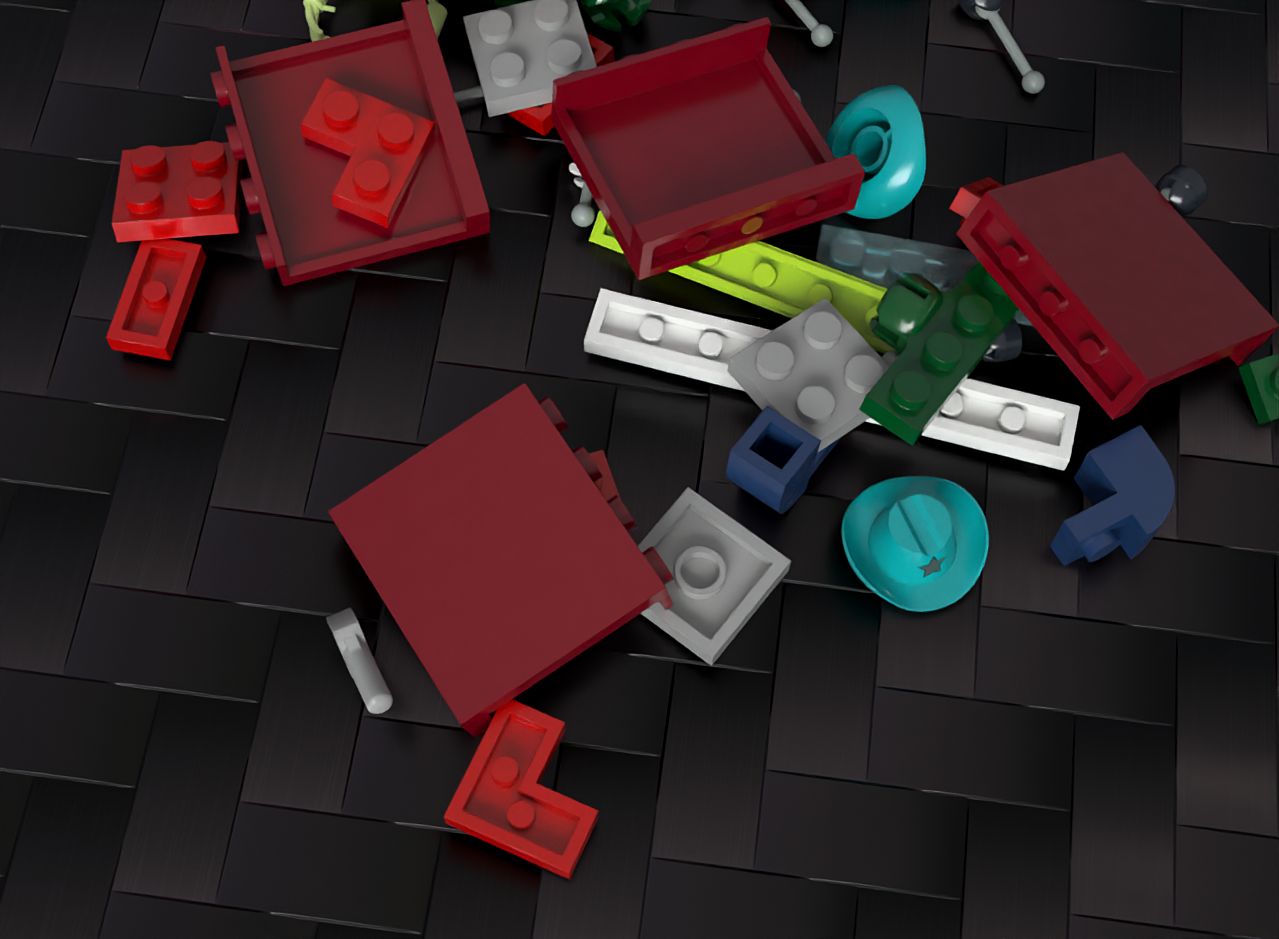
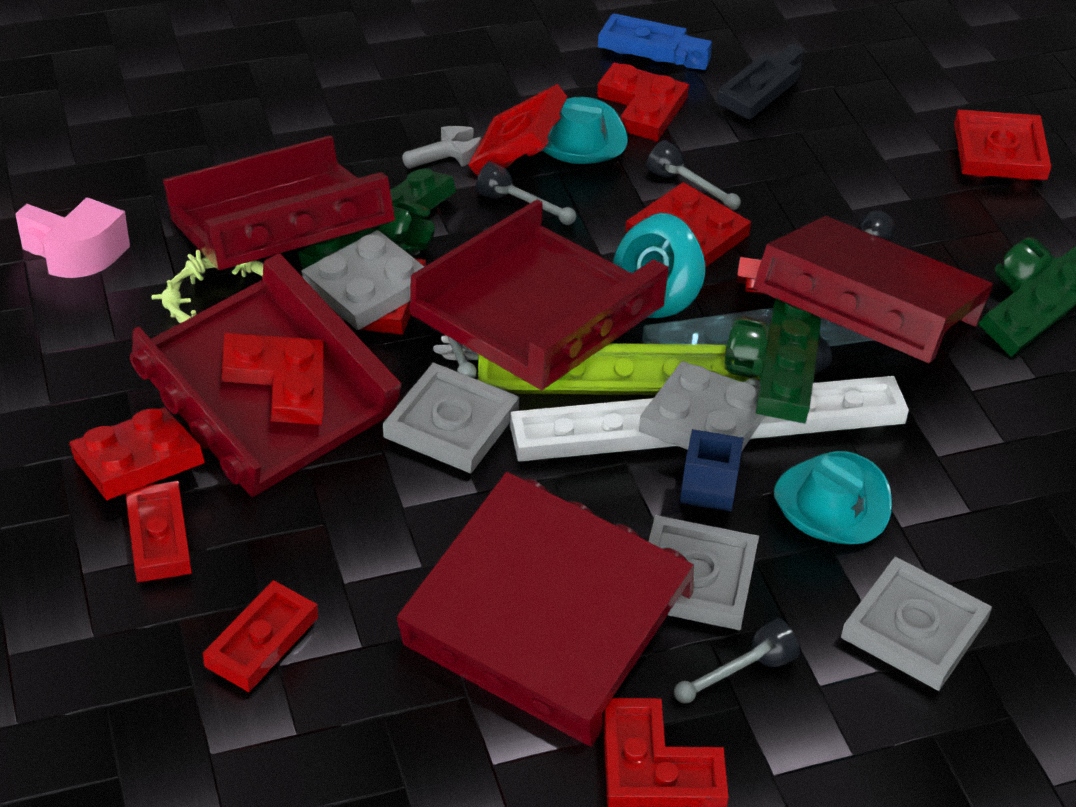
camera: 25 degrees left, 20 degrees down
(196, 467) = (260, 636): none -> red plate
(360, 661) = (469, 718): light grey bar -> none
(537, 268) = (451, 417): none -> light grey plate
(727, 703) = (771, 646): none -> hinge
(914, 743) = (916, 623): none -> light grey plate
(962, 101) = (711, 222): none -> red plate
(1129, 496) = (959, 420): dark blue brick -> none

